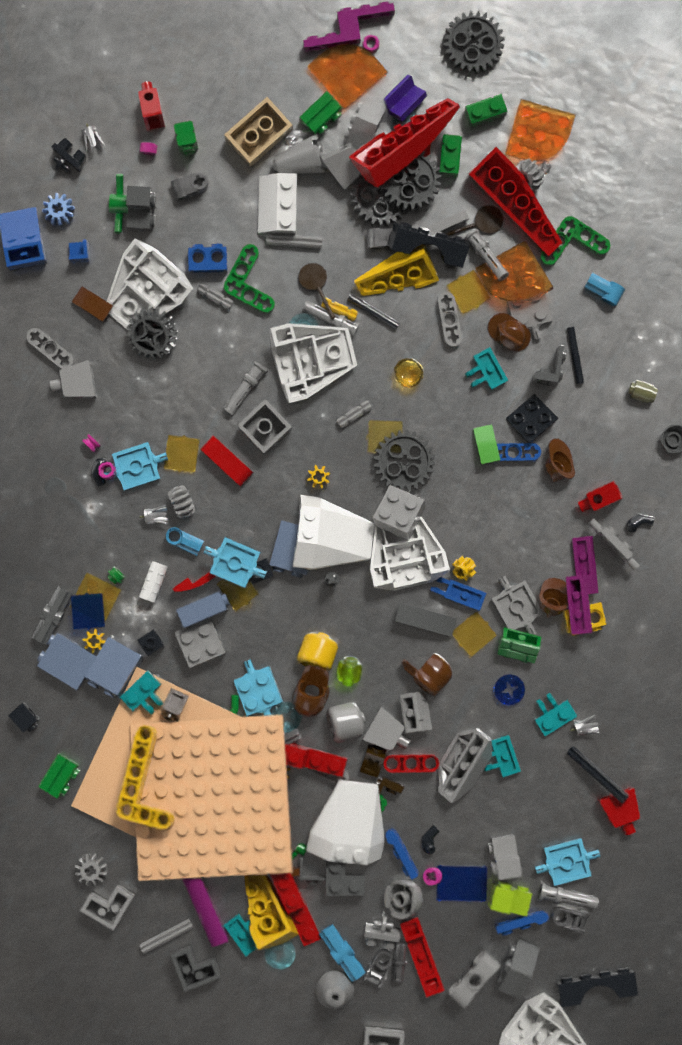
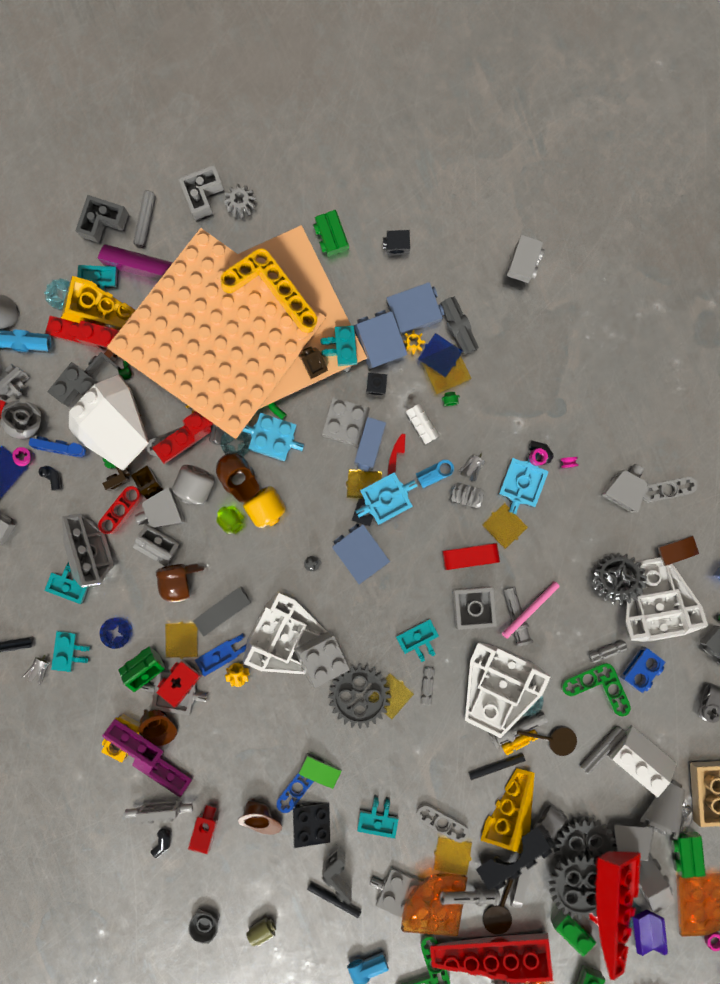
camera: 135 degrees right, 0 degrees up
(231, 382) = (530, 610): none -> bright pink bar
(321, 471) = (403, 623): yellow gear -> none
(322, 452) = (418, 636): none -> teal hinge
(330, 535) = (347, 590): white wedge -> none
(408, 372) = (426, 756): clear yellow hair -> none
(494, 605) = (188, 677): none -> red brick
(509, 332) = (394, 862): reddish brown piece -> none

